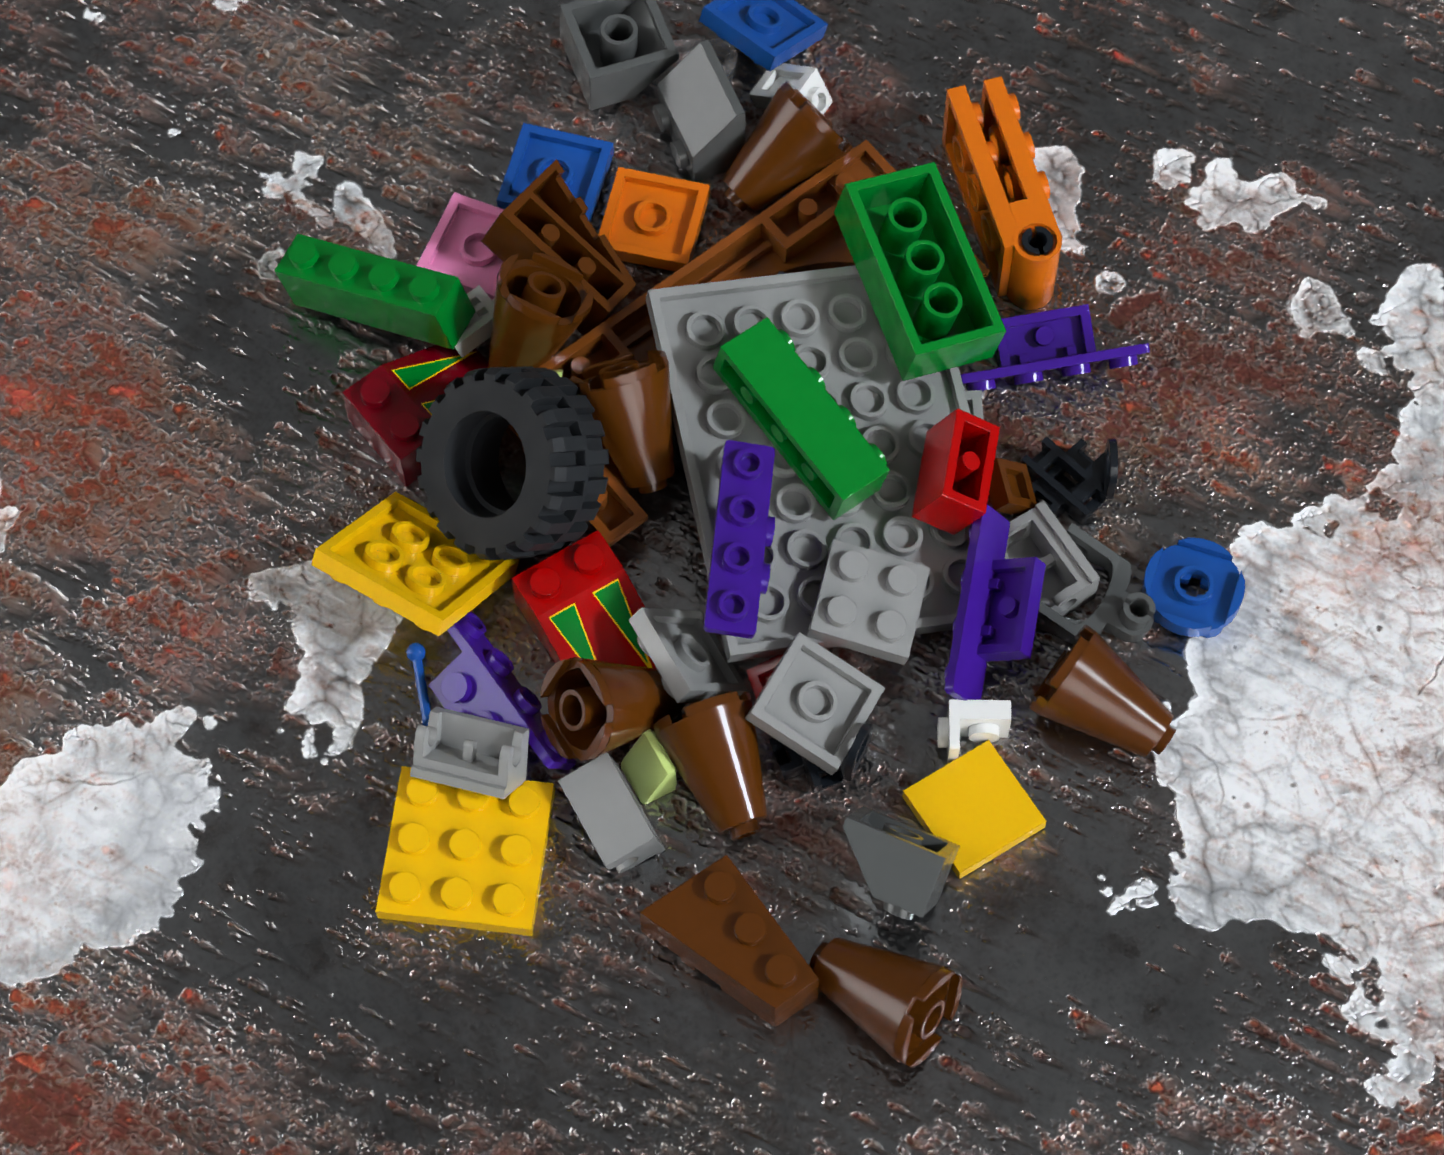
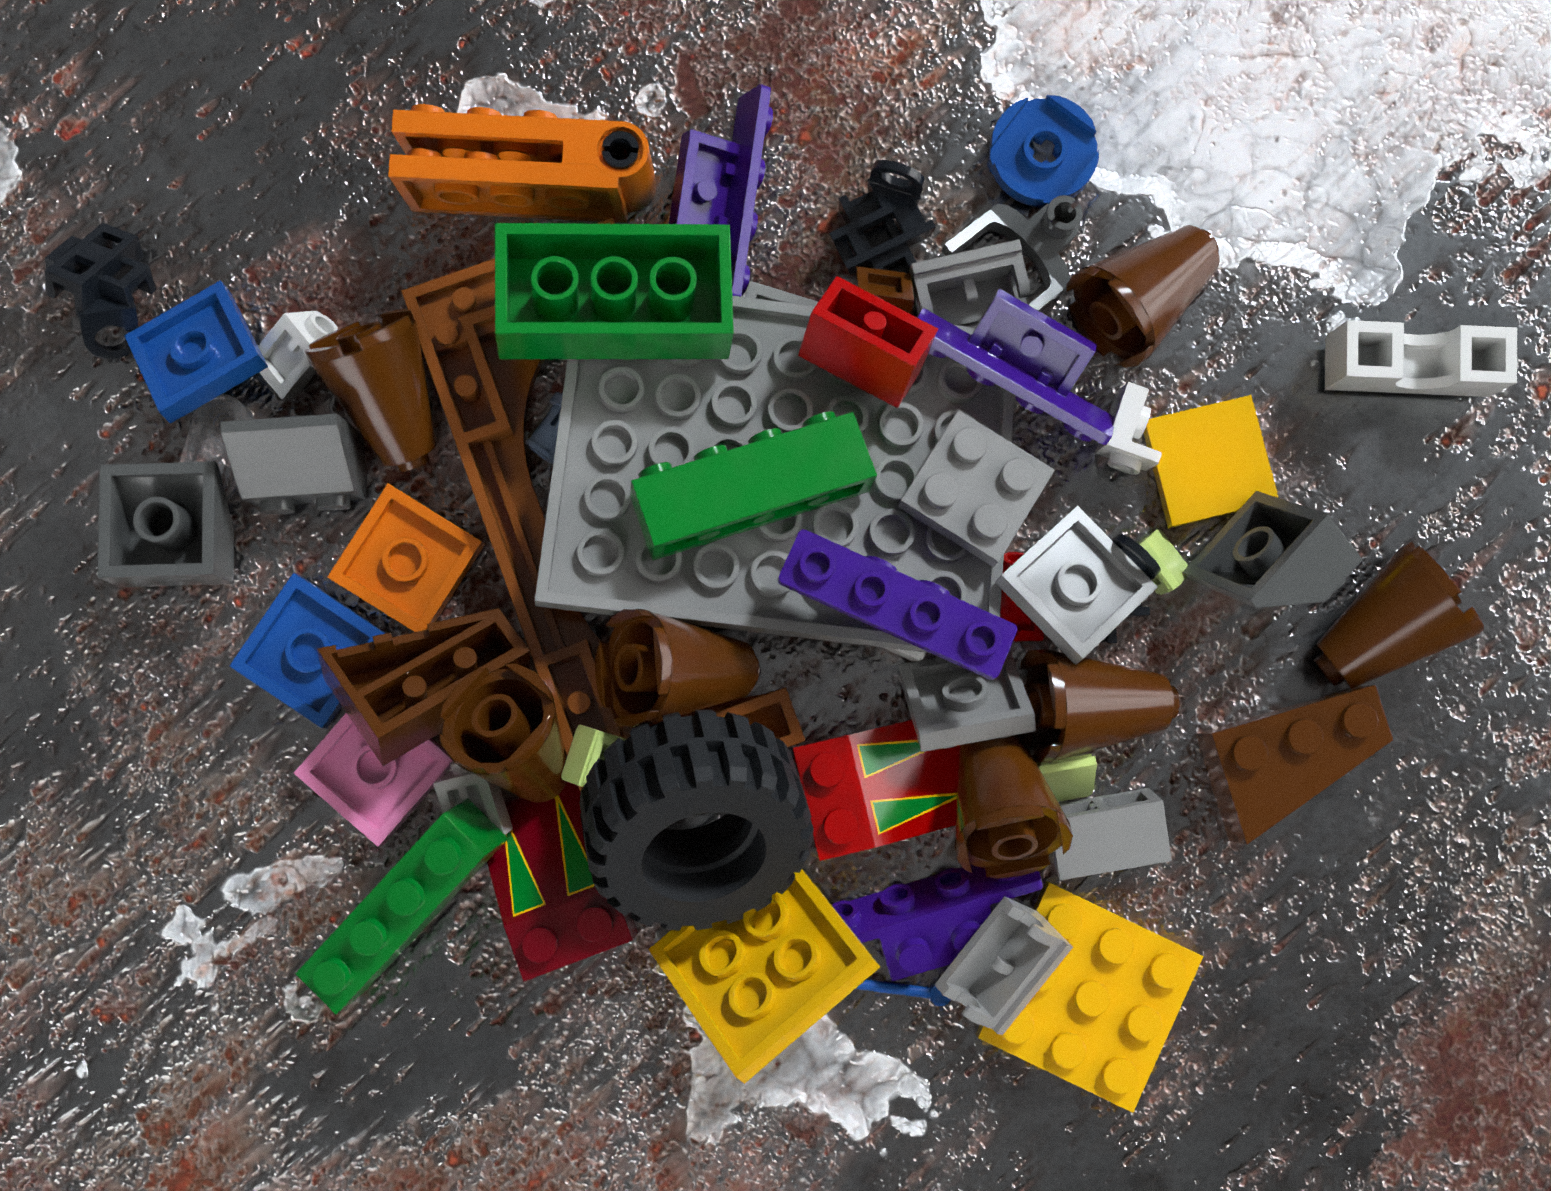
camera: 75 degrees left, 20 degrees up
(869, 787) = (1169, 560): none -> yellowish green slope
(1121, 920) = (1385, 359): none -> white arch

